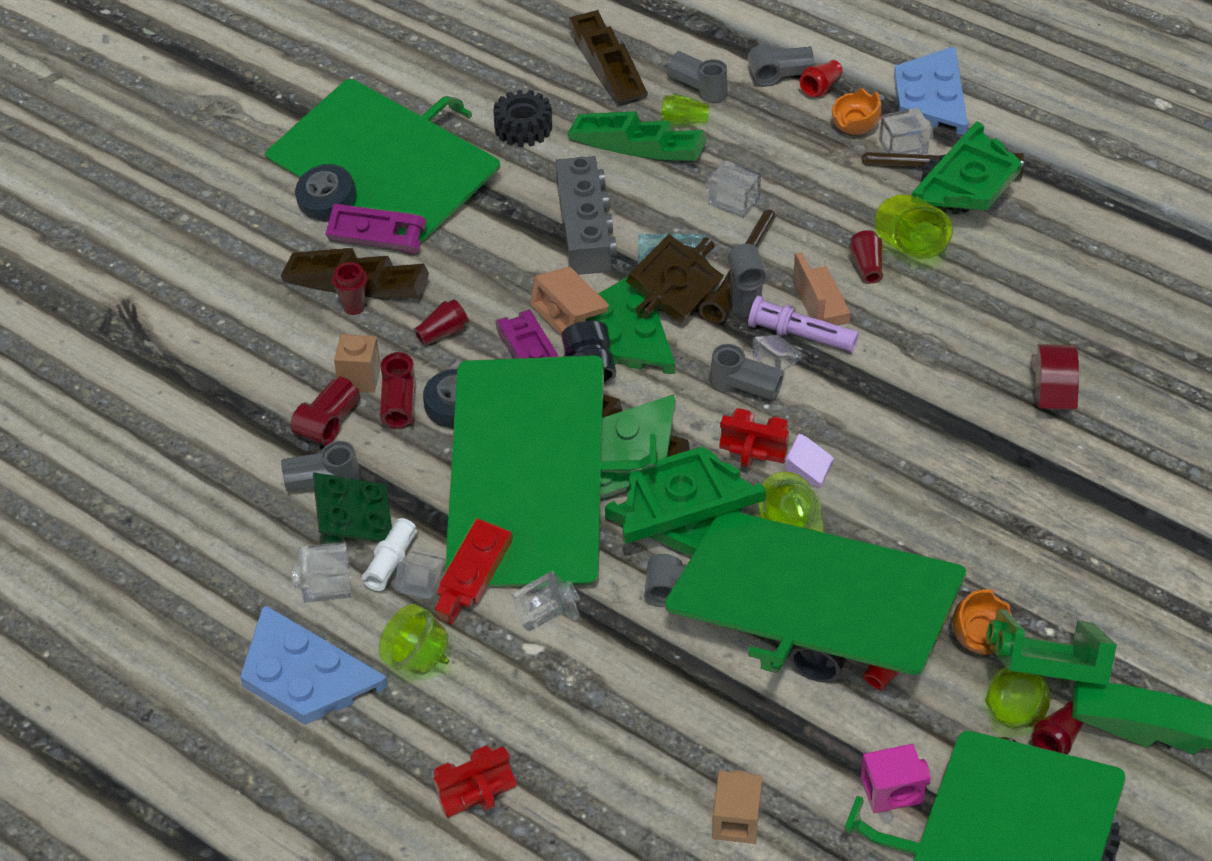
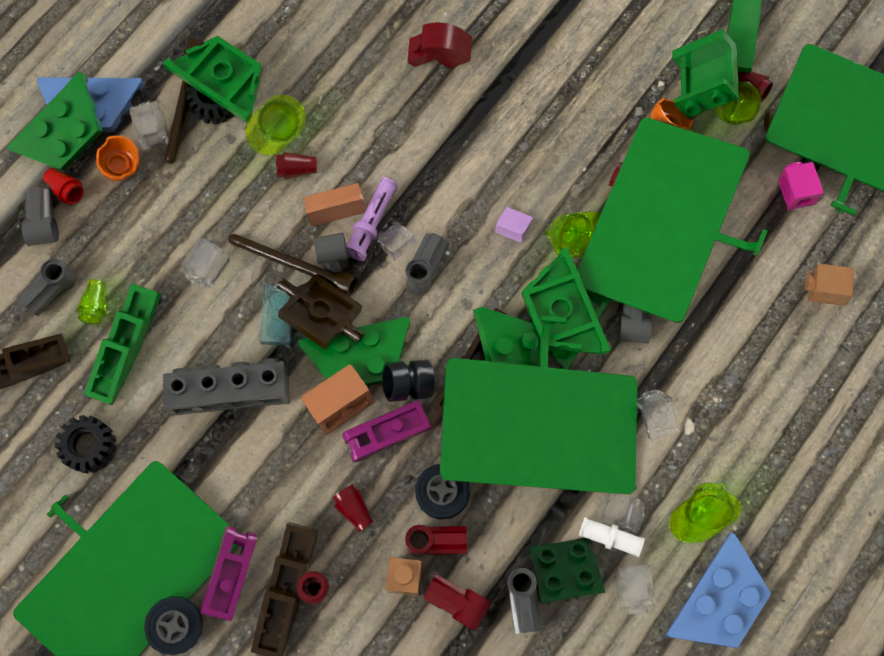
camera: 85 degrees left, 25 degrees up
(471, 569) = (630, 470): red hinge -> none
(474, 781) = (828, 476): red hips -> none
(754, 440) = (496, 247): red hips -> none
(891, 65) = (62, 127): none -> green wing

